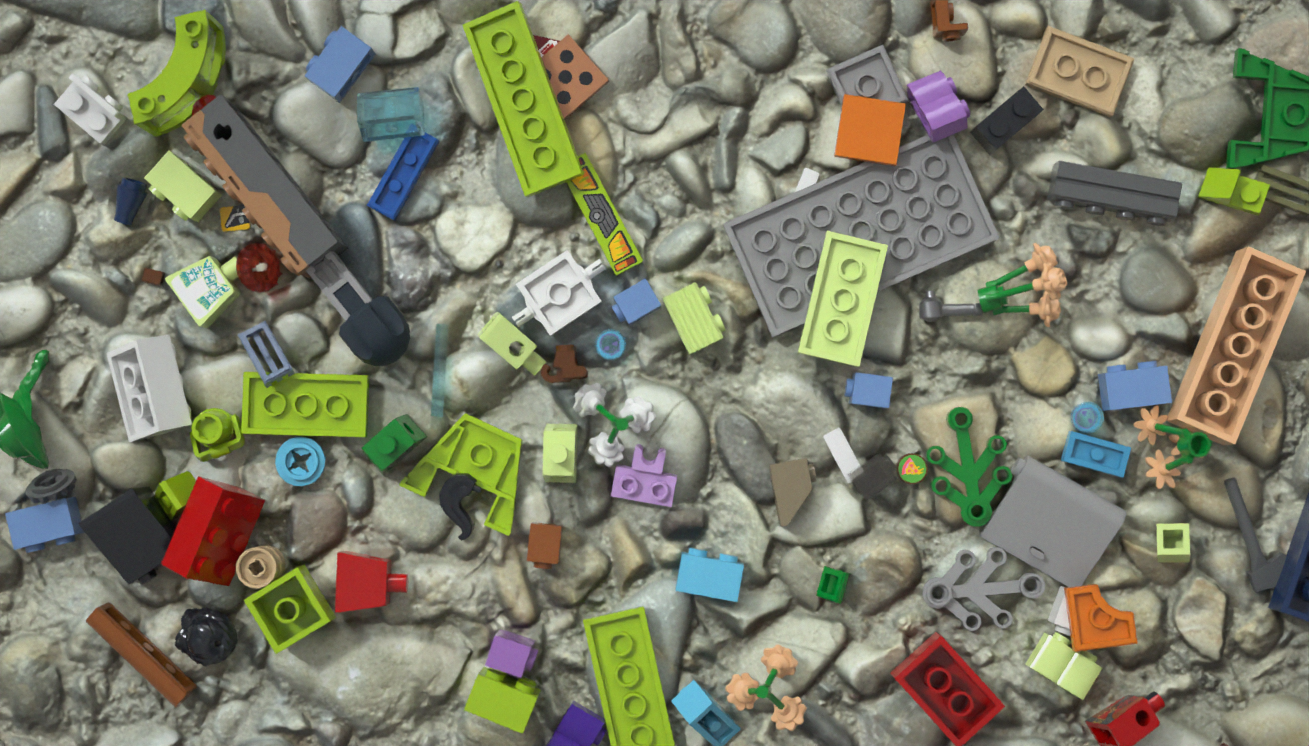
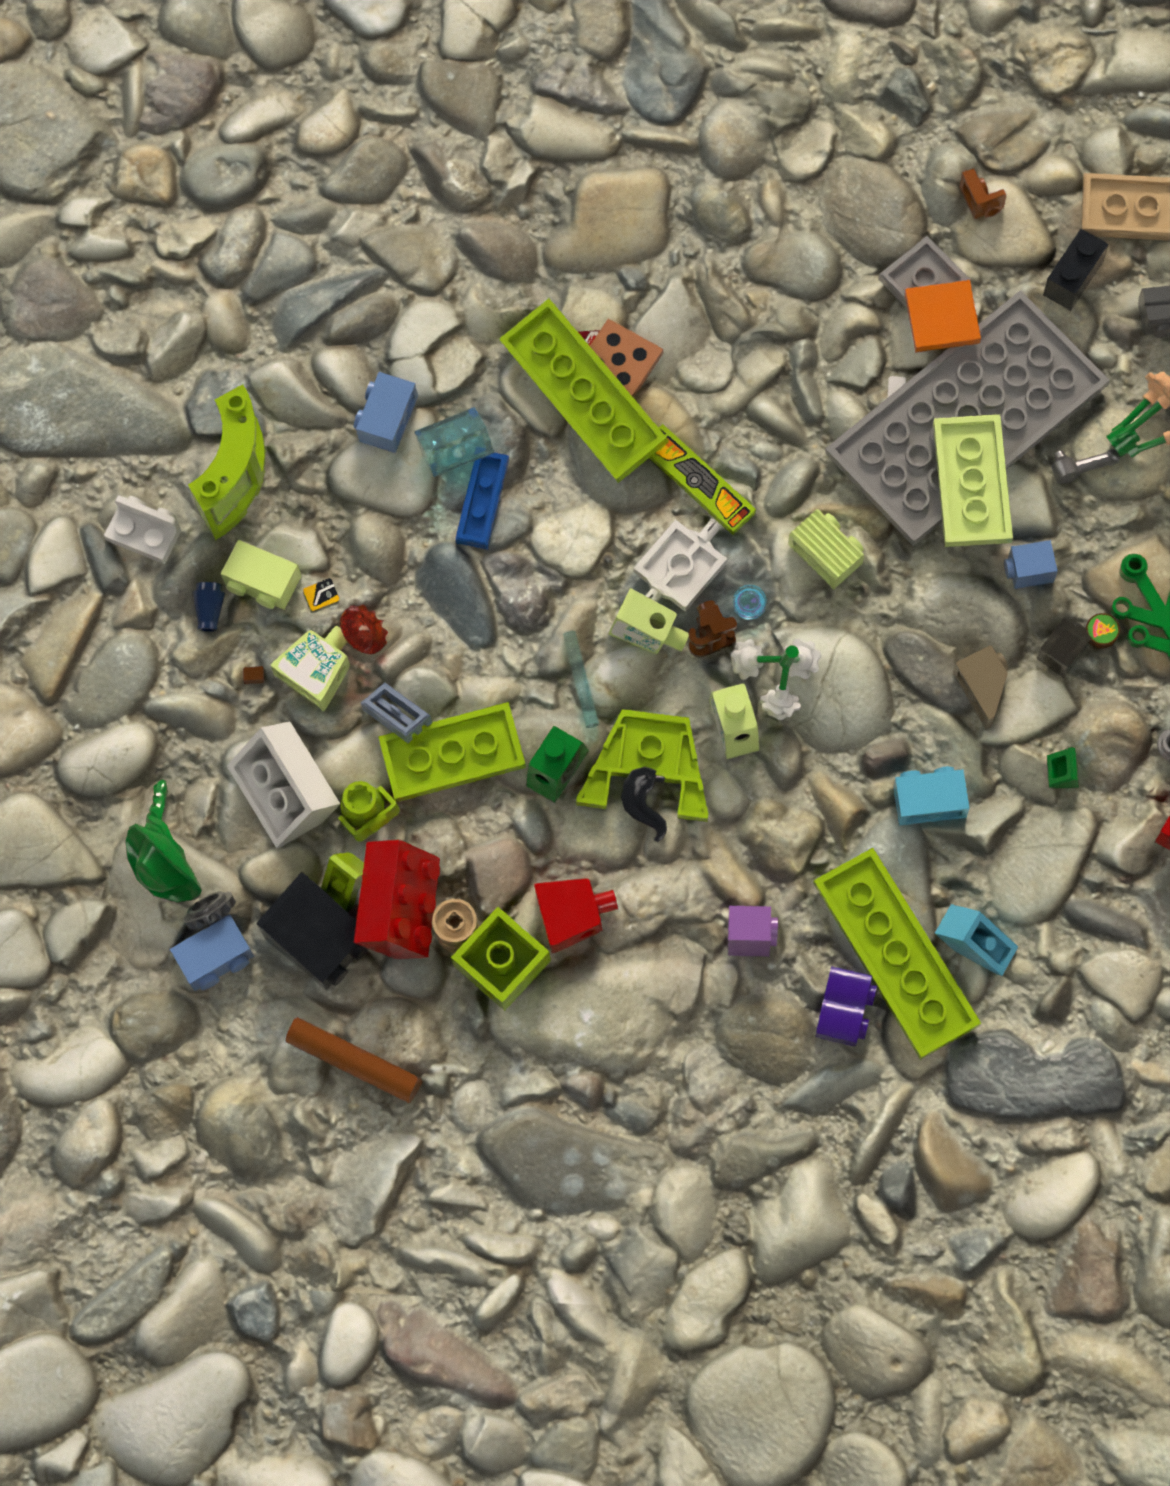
camera: 15 degrees left, 15 degrees down
(200, 632) = (413, 1021): black hair -> none
(286, 458) = (463, 796): medium azure gear -> none
(293, 226) = (388, 574): piece -> none
(503, 699) = (757, 980): lime brick -> none
(544, 544) = (748, 816): dark orange brick -> none
(635, 302) = (763, 550): medium blue brick -> none
(644, 480) = (830, 722): lavender plate -> none
(745, 691) = (1034, 865): light nougat plant -> none
(841, 451) = (1023, 637): white sticker -> none
(938, 106) = (1002, 274): medium lavender brick -> none

